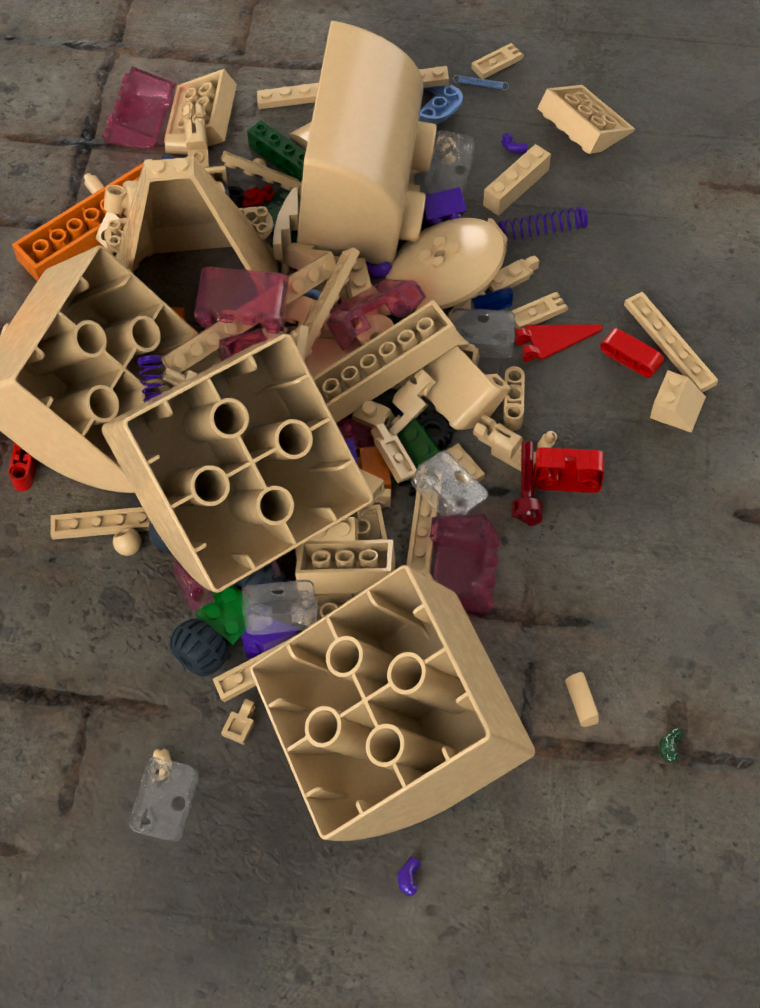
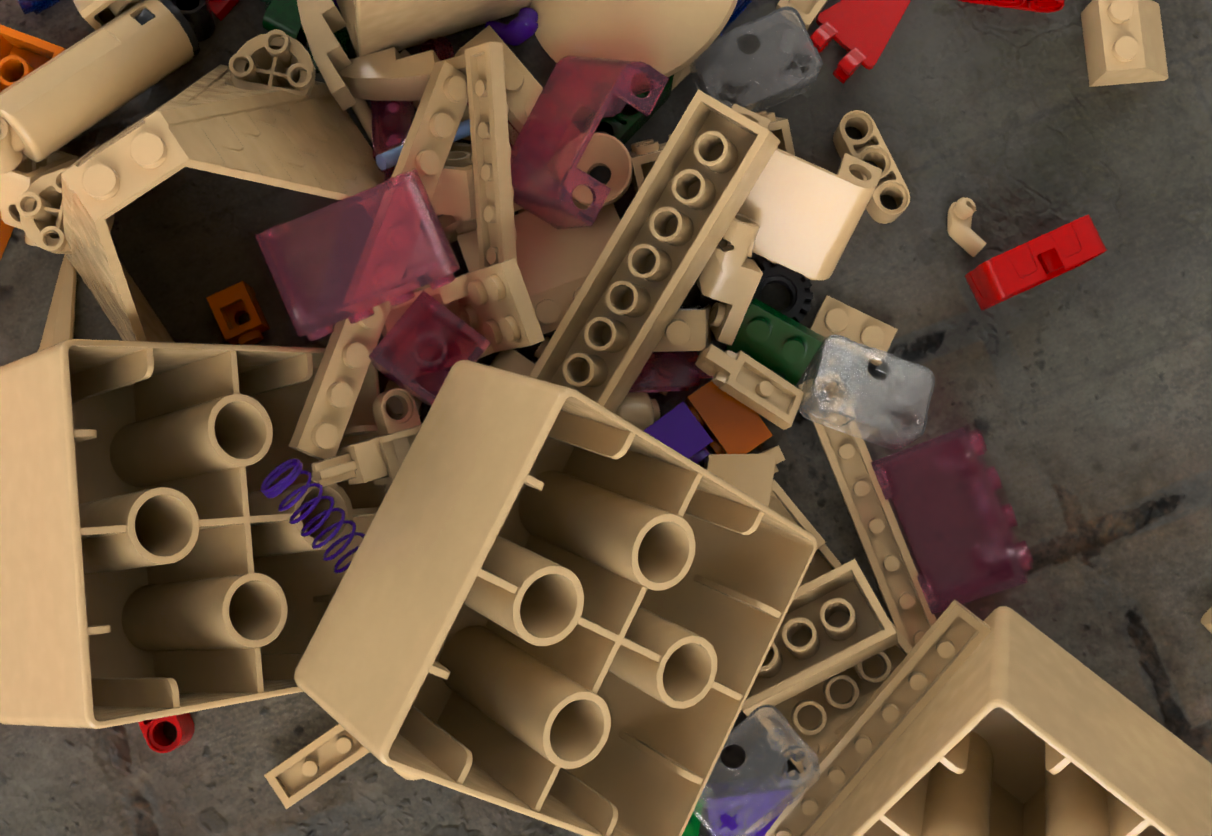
camera: 30 degrees left, 25 degrees up
(503, 442) = (906, 261): tan plate -> none
(527, 507) = (999, 361): dark red piece -> none

